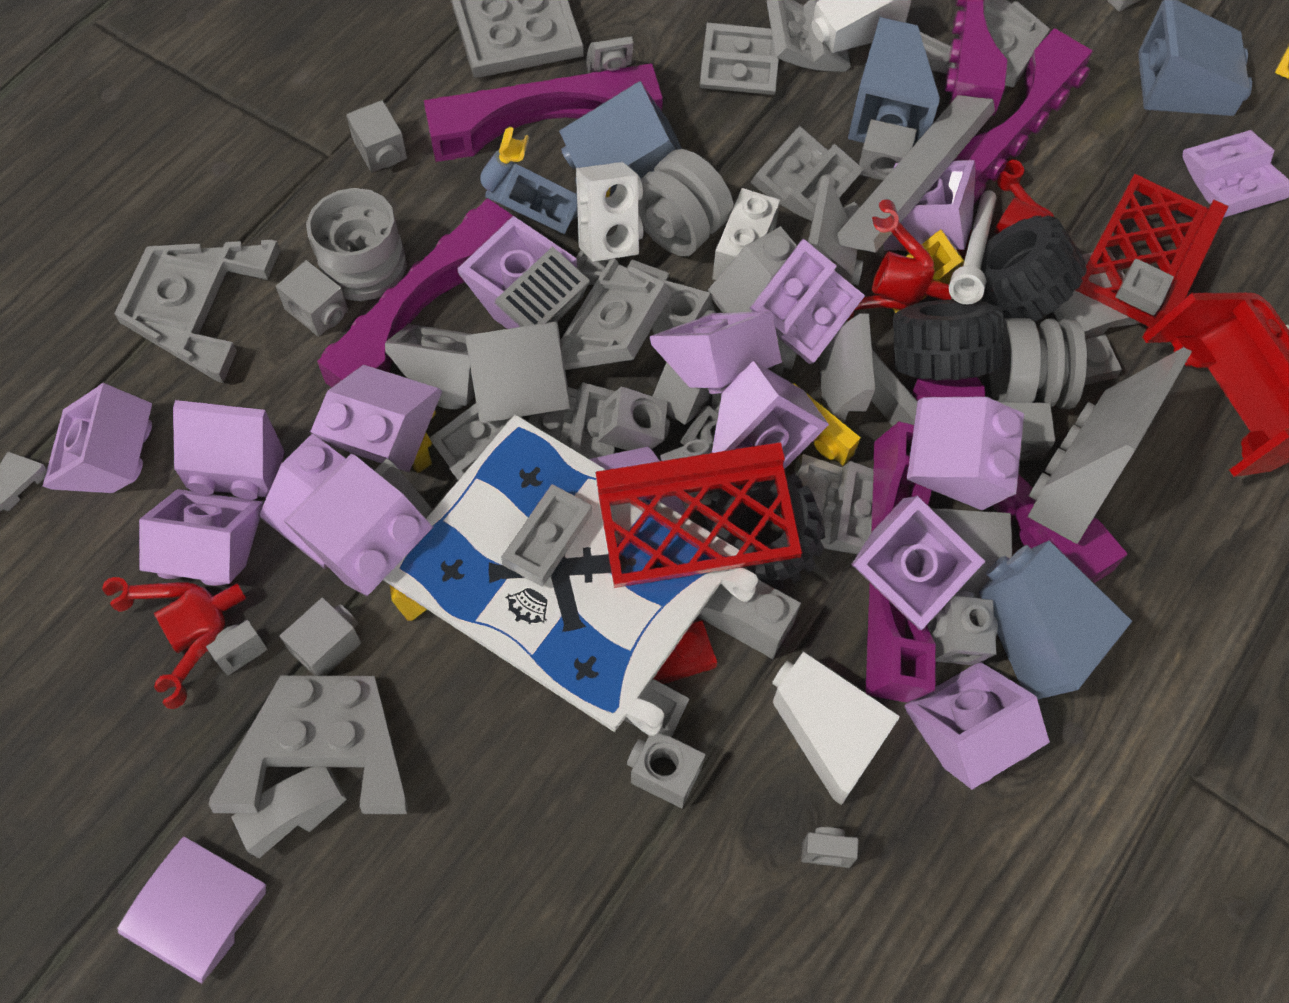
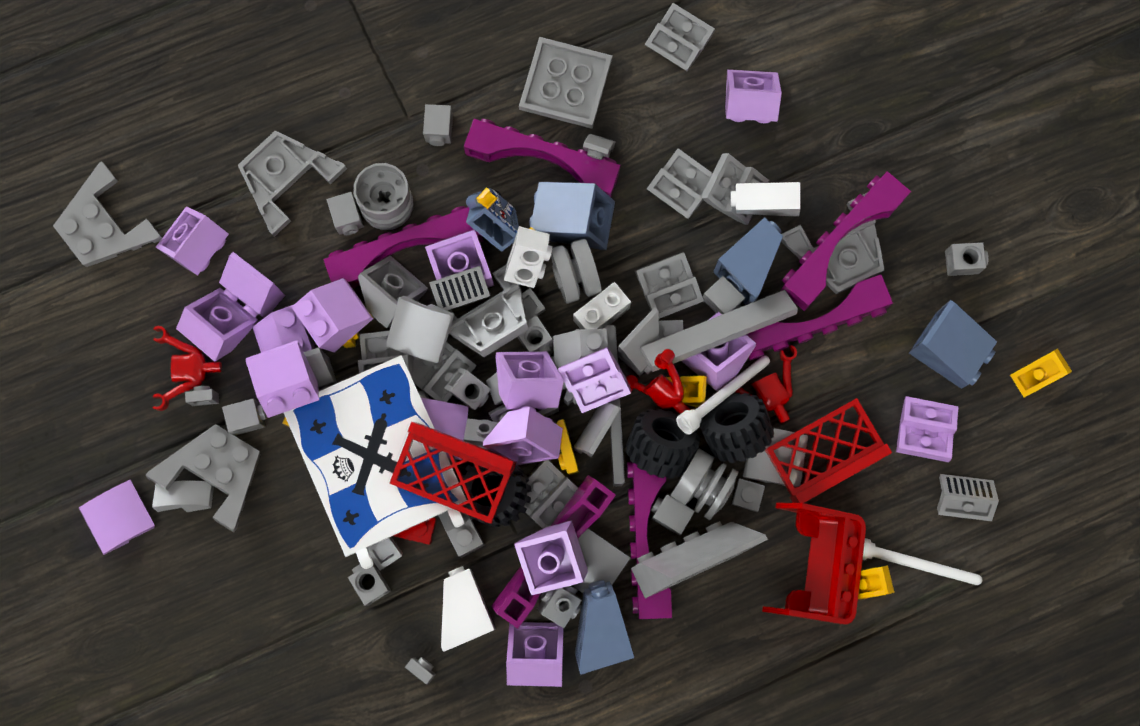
camera: 35 degrees right, 15 degrees up
(547, 535) = (372, 437): light grey plate -> none
(966, 449) = (618, 514): lavender slope -> none
(1144, 287) = (797, 475): light grey plate -> none

